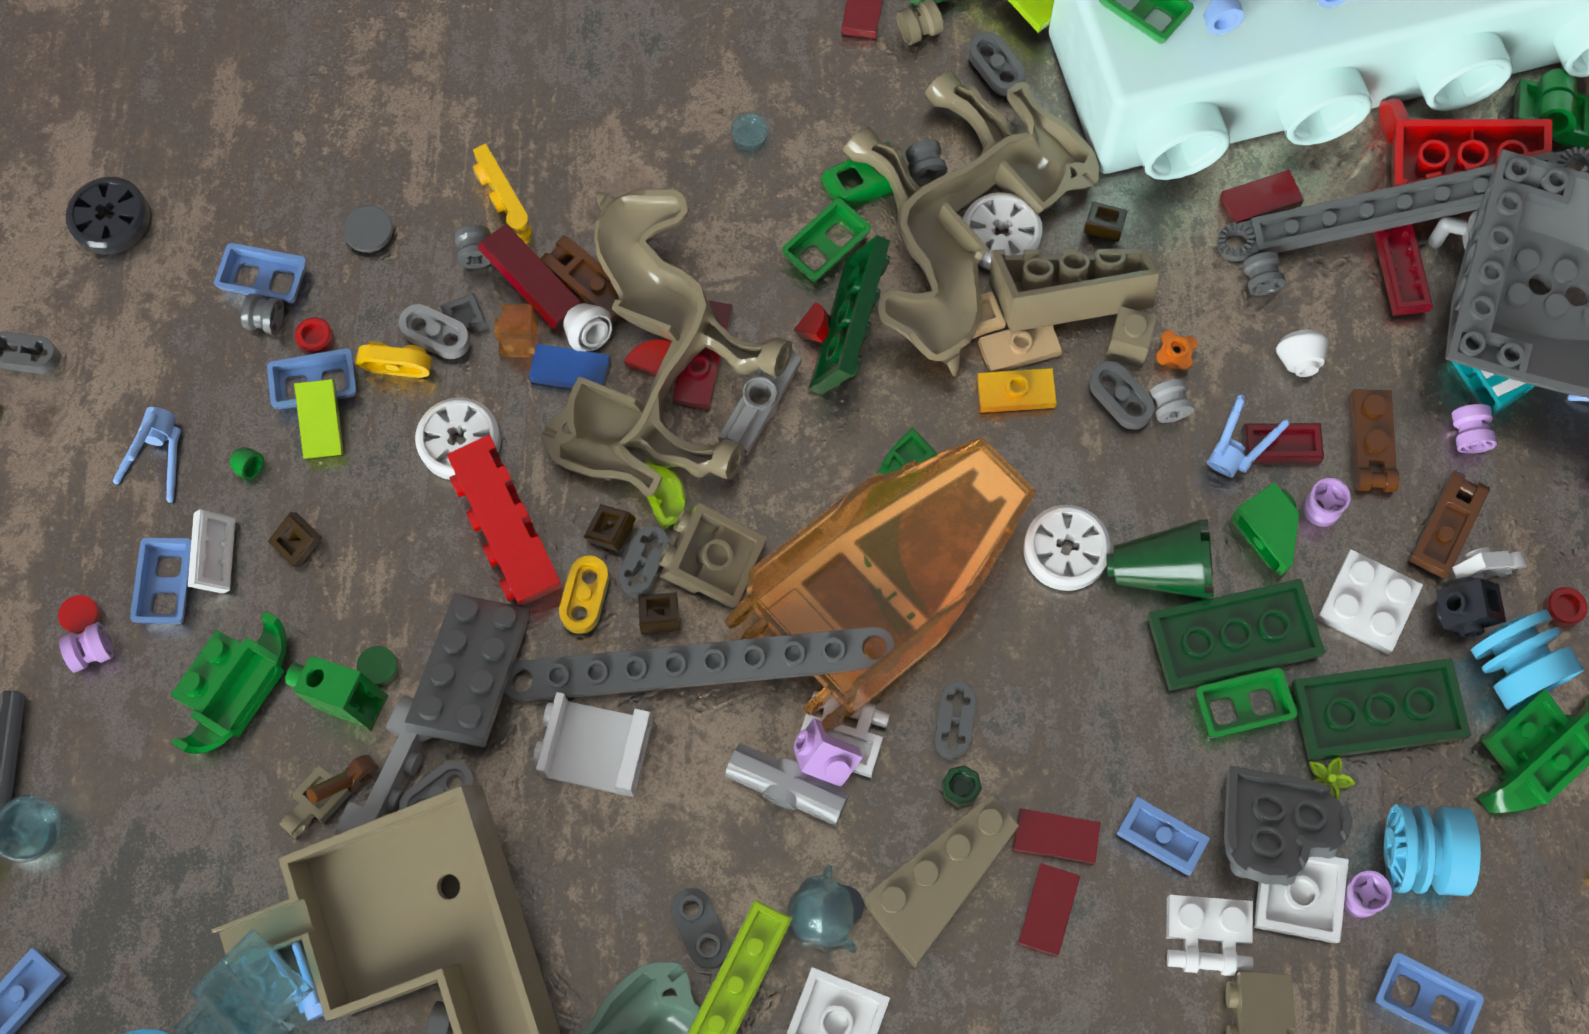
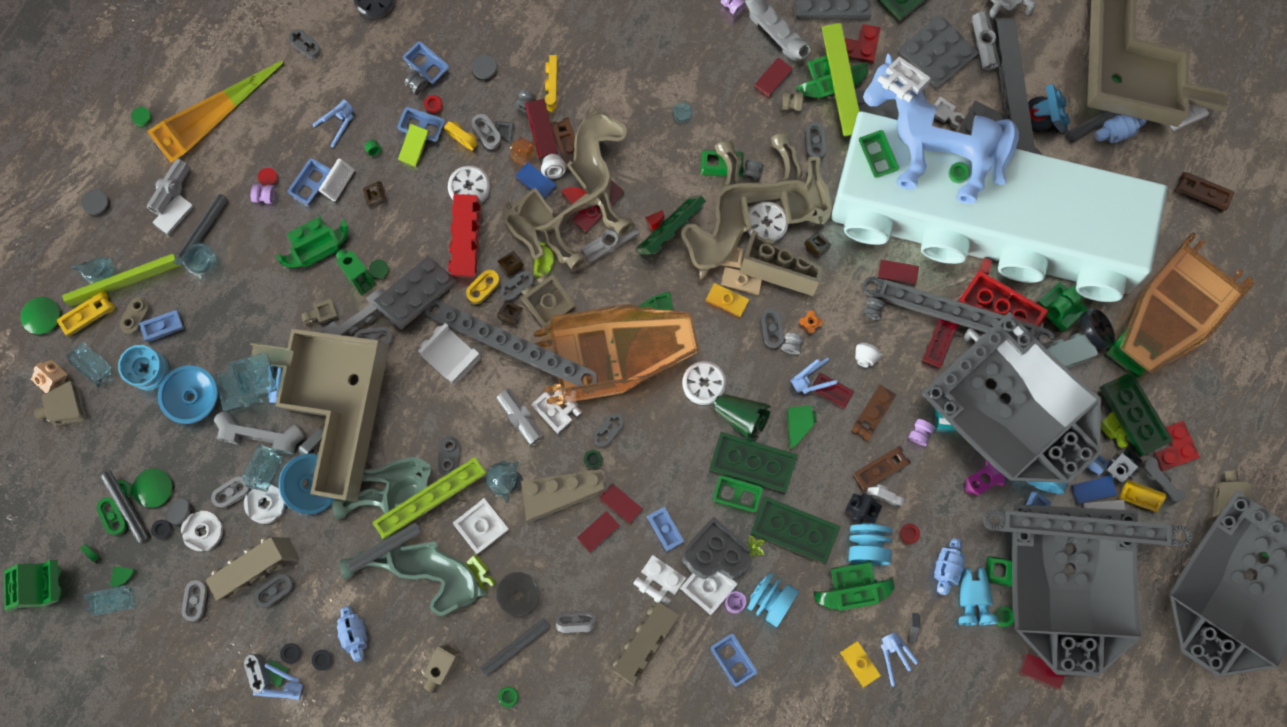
camera: 30 degrees right, 5 degrees up
(353, 778) = (342, 311): reddish brown bar -> none
(815, 236) = (682, 178): green piece -> none
(825, 755) = (540, 413): lavender bracket -> none
(1131, 336) = (793, 304): dark tan brick -> none
(1331, 494) = (832, 424): lavender wheel -> none
(1369, 602) = (823, 482): white plate -> none

